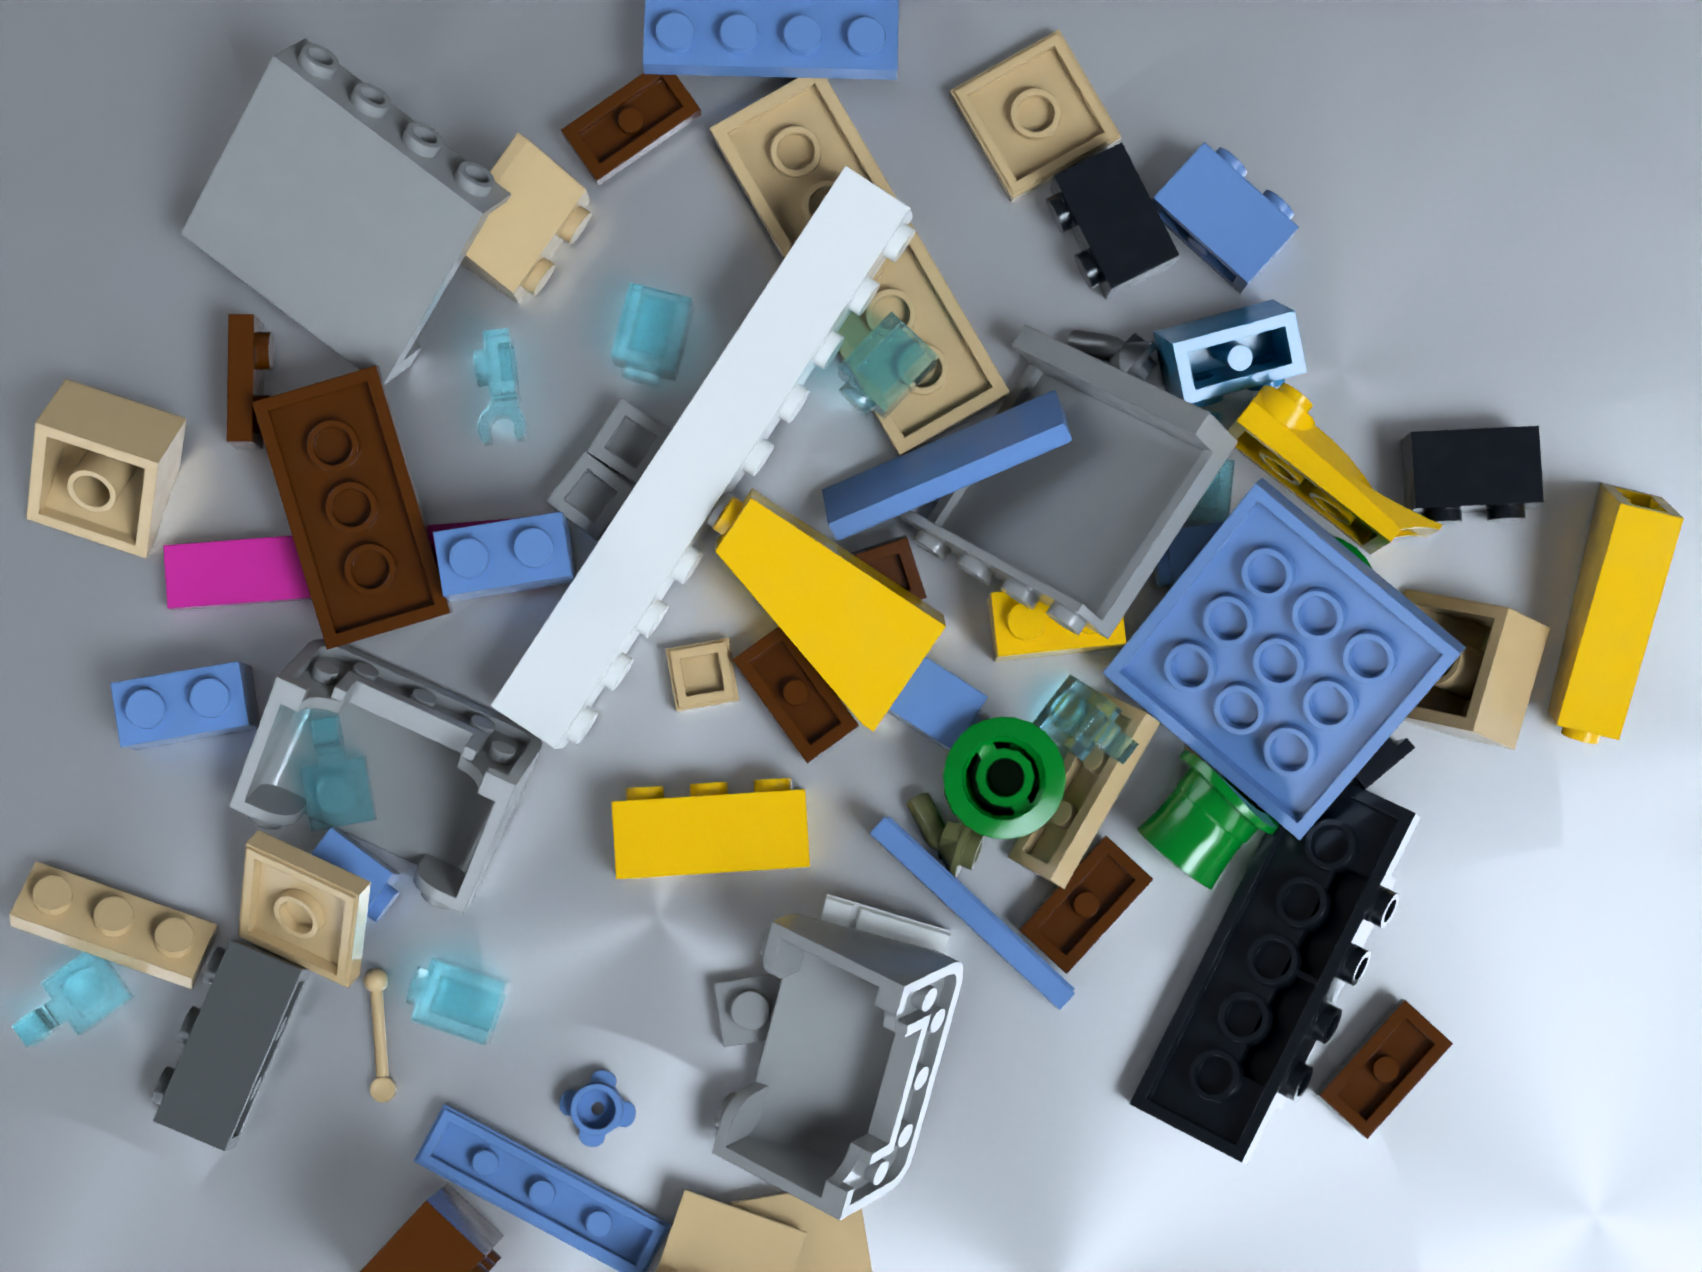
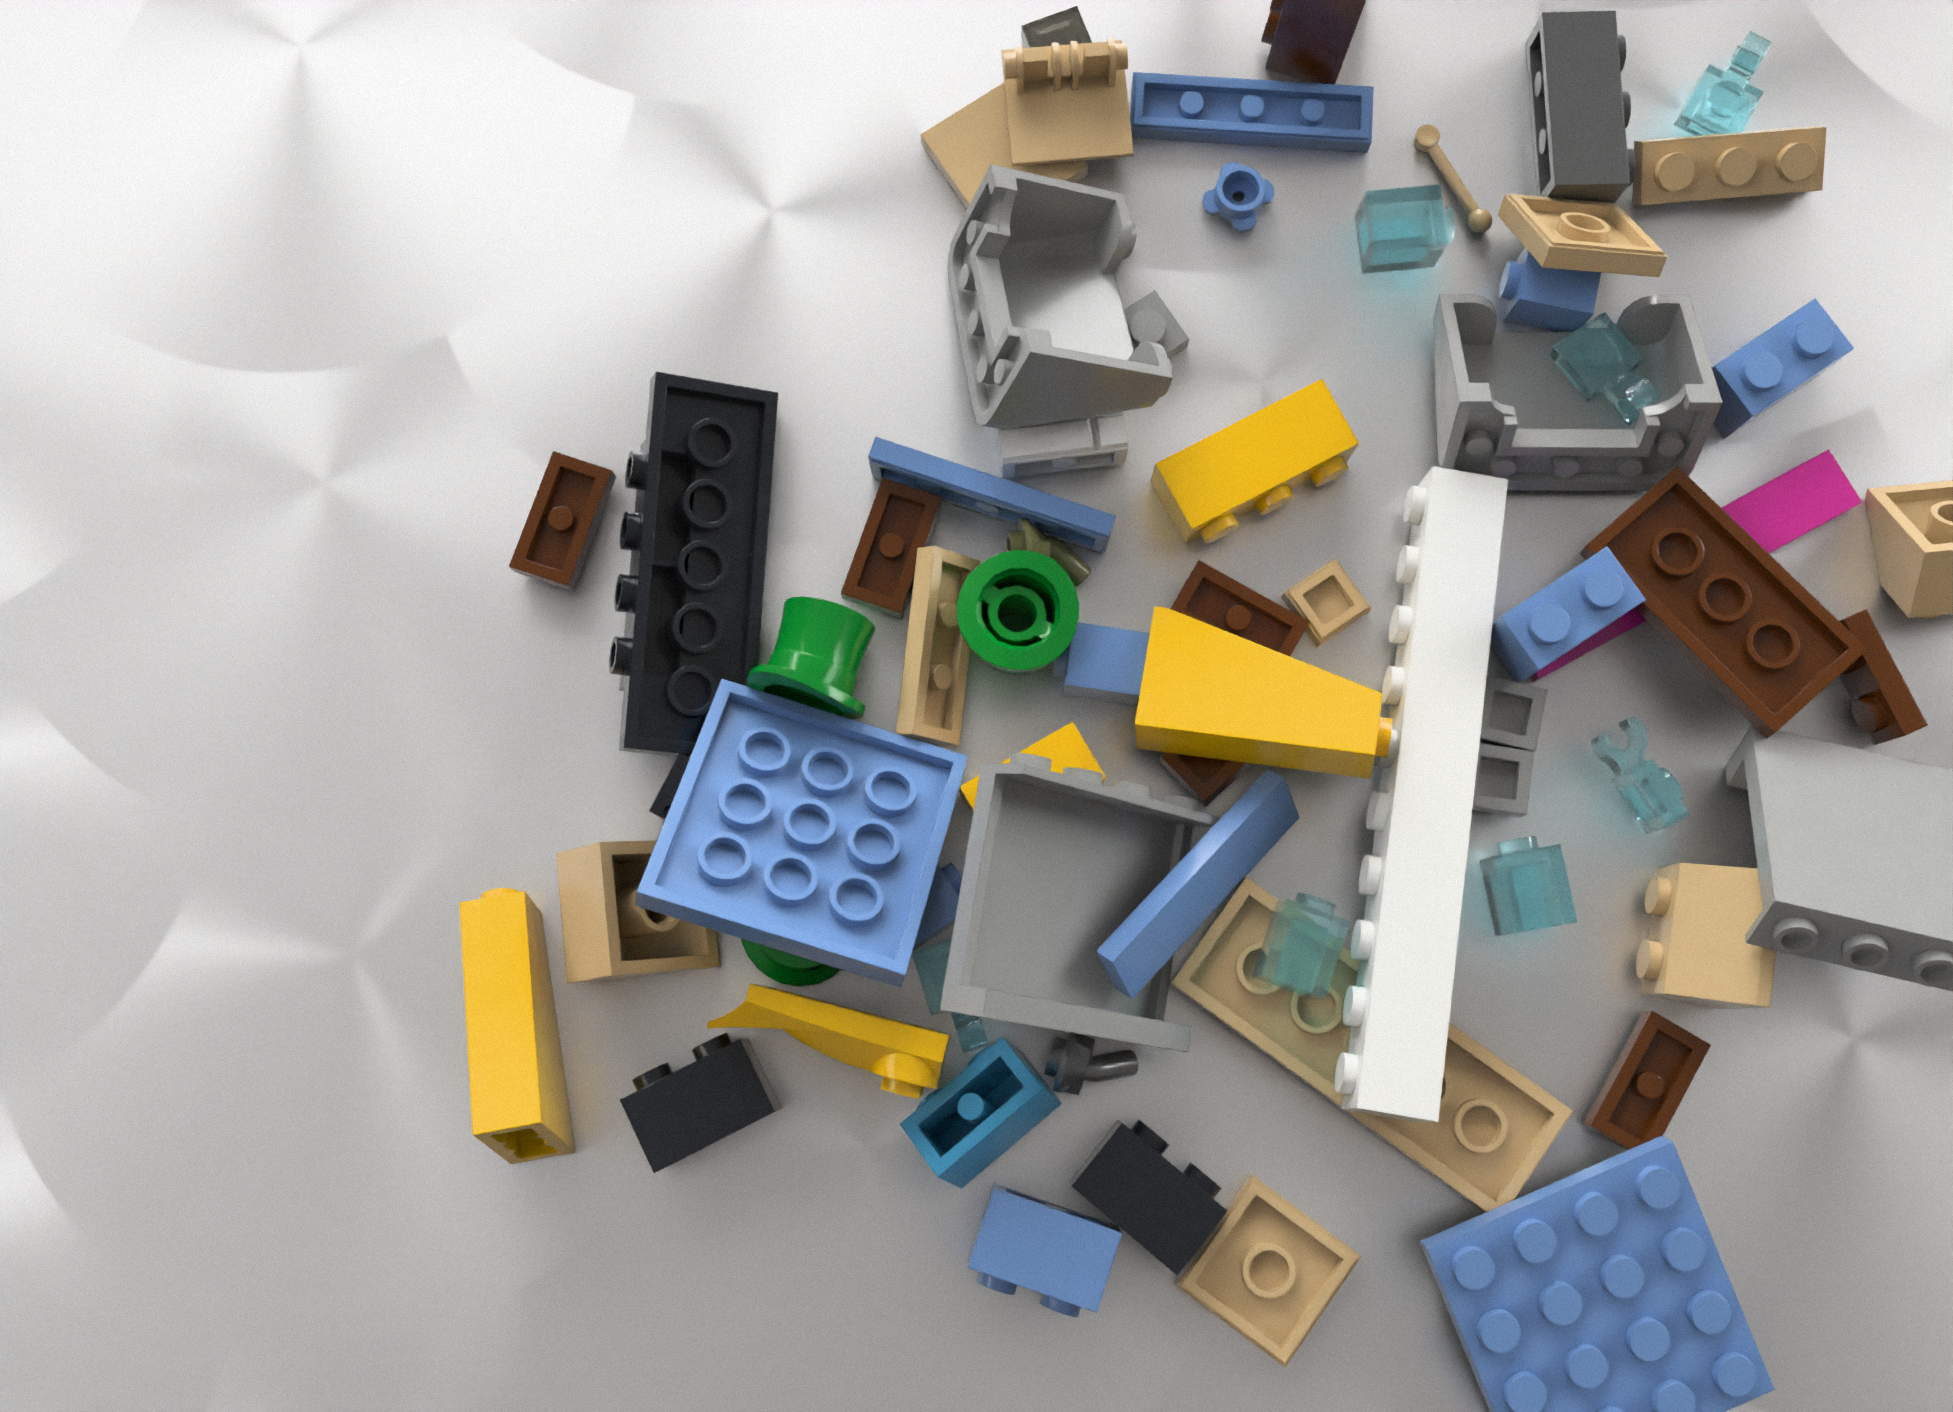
camera: 165 degrees right, 5 degrees down
(1084, 719) = (968, 704): clear light blue plate -> none

